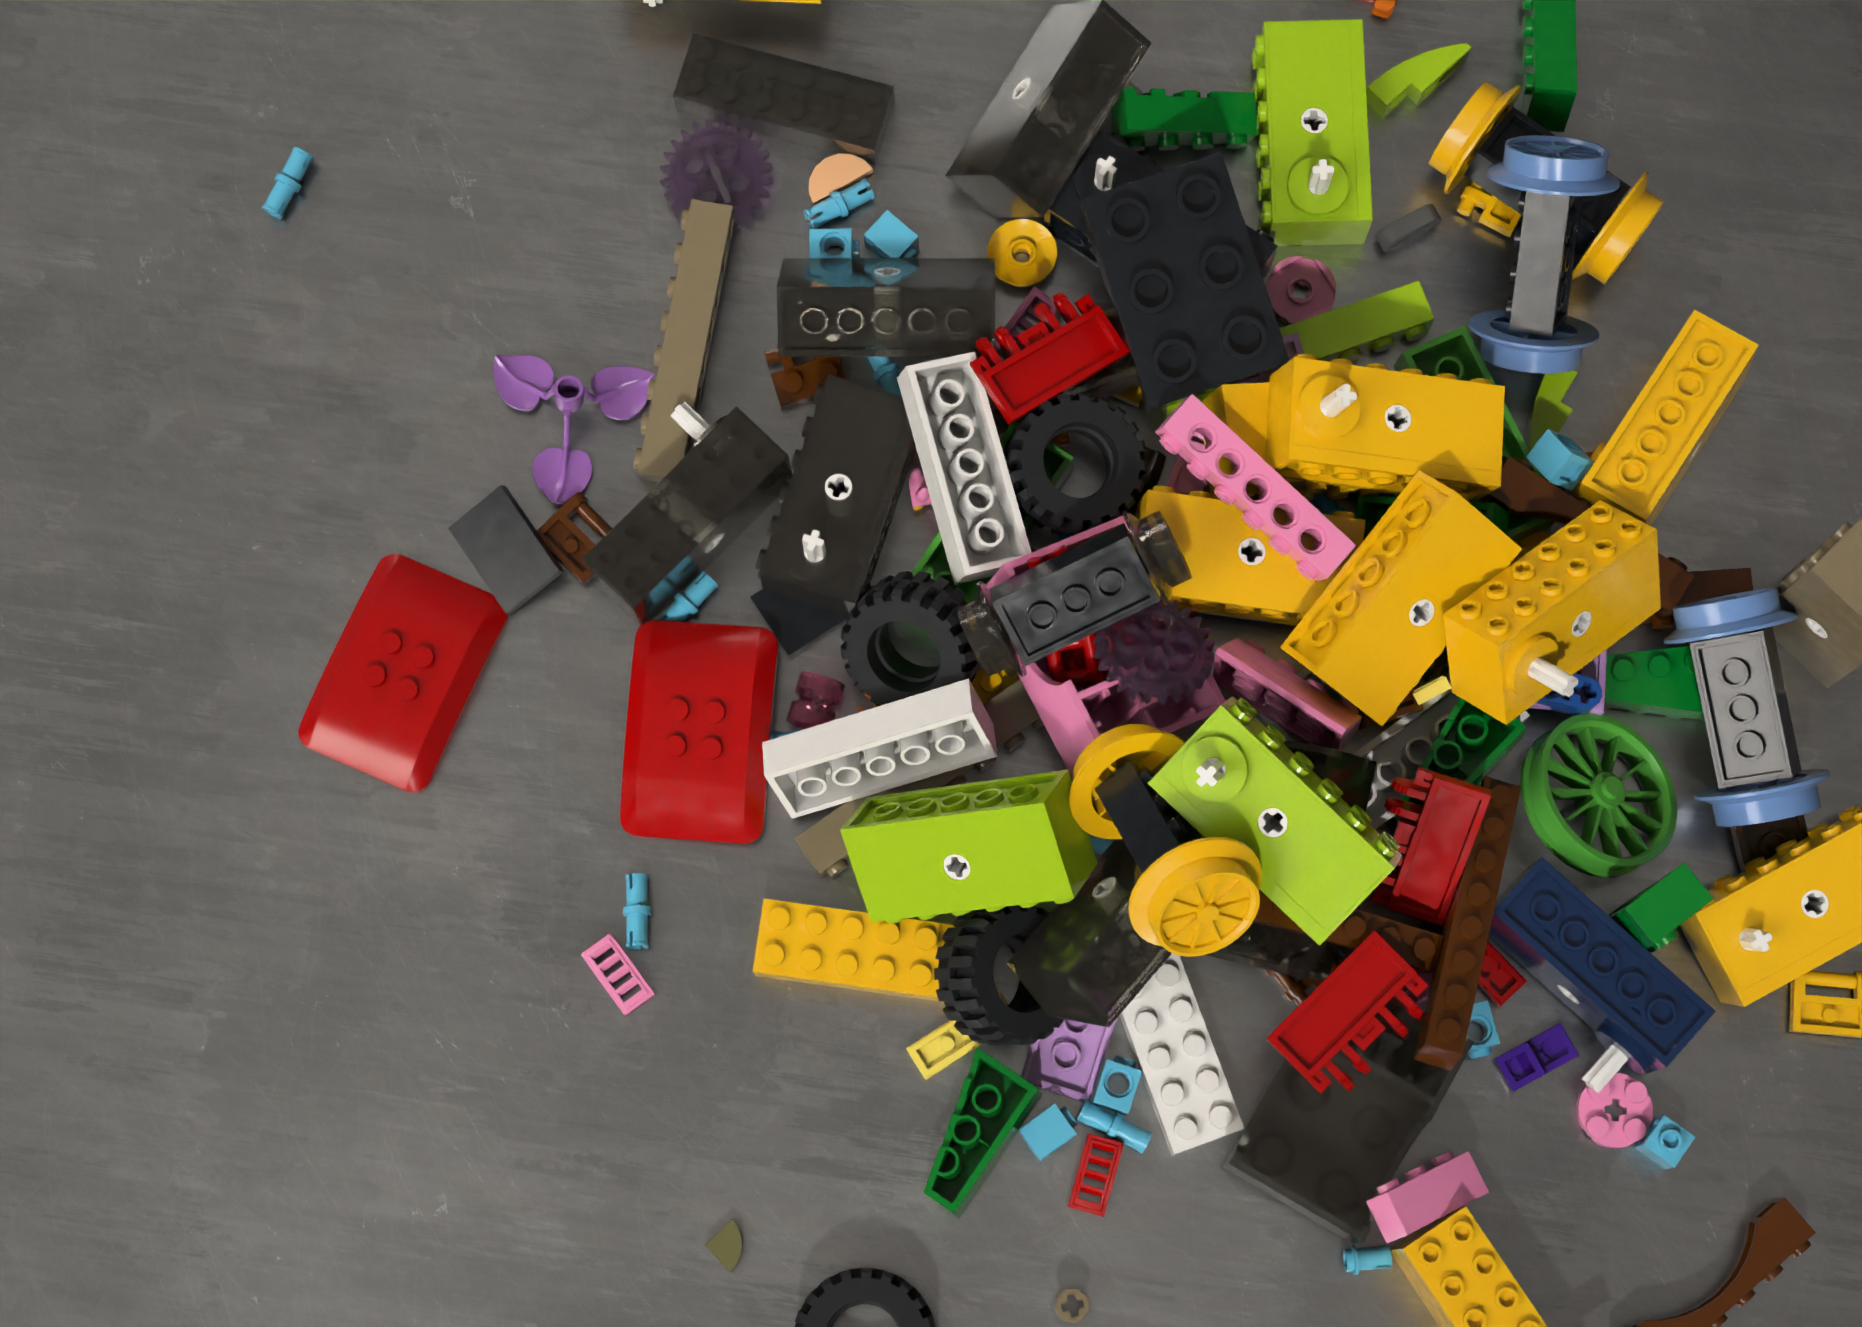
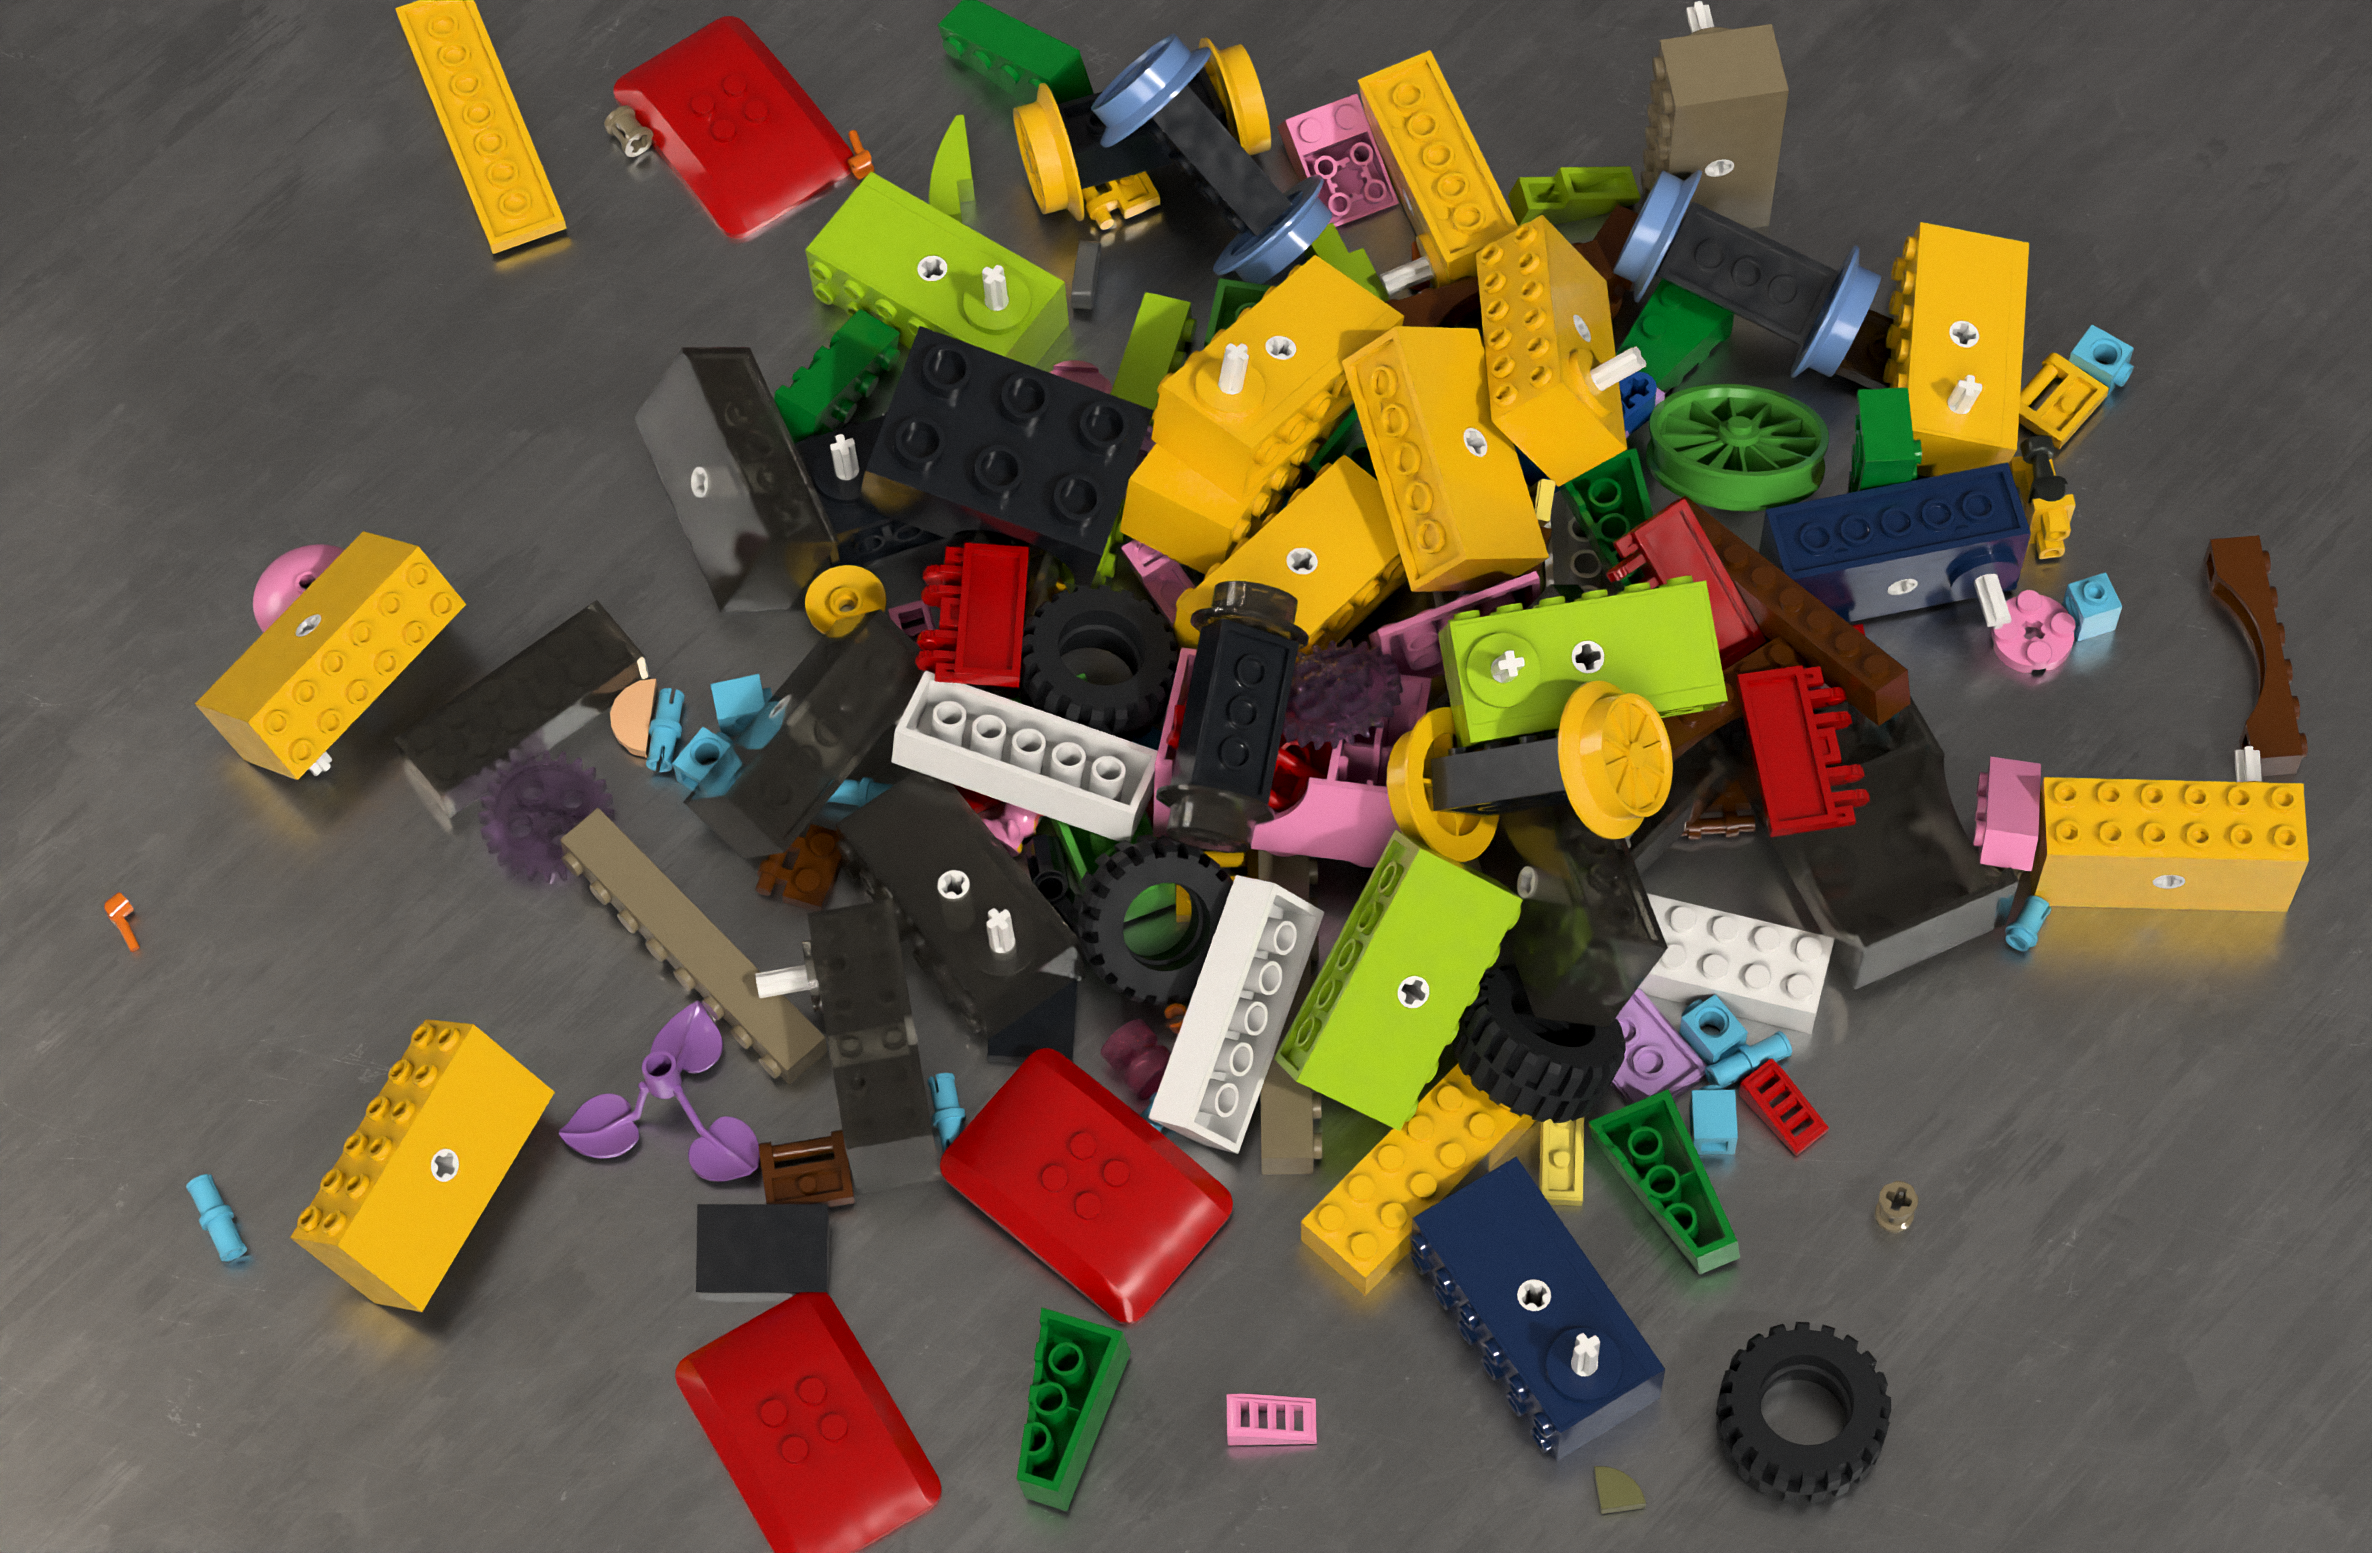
camera: 55 degrees left, 15 degrees down
(395, 287) = (422, 1164): none -> yellow piece
(529, 831) = (1068, 1400): none -> green wedge
(637, 911) = (1221, 1359): medium azure pin -> none
(825, 1049) = (1535, 1309): none -> dark blue piece
(909, 541) = (1050, 875): none -> black piece
(1330, 543) = (1267, 497): bright pink brick -> none
(1536, 1057) = (1938, 663): dark purple slope -> none
(1560, 459) = (1407, 273): medium azure brick -> none
(1636, 338) = (1341, 149): none -> bright pink slope
(1720, 1055) = (2043, 496): none -> yellow hips
(1740, 528) = (1573, 194): none -> lime slope

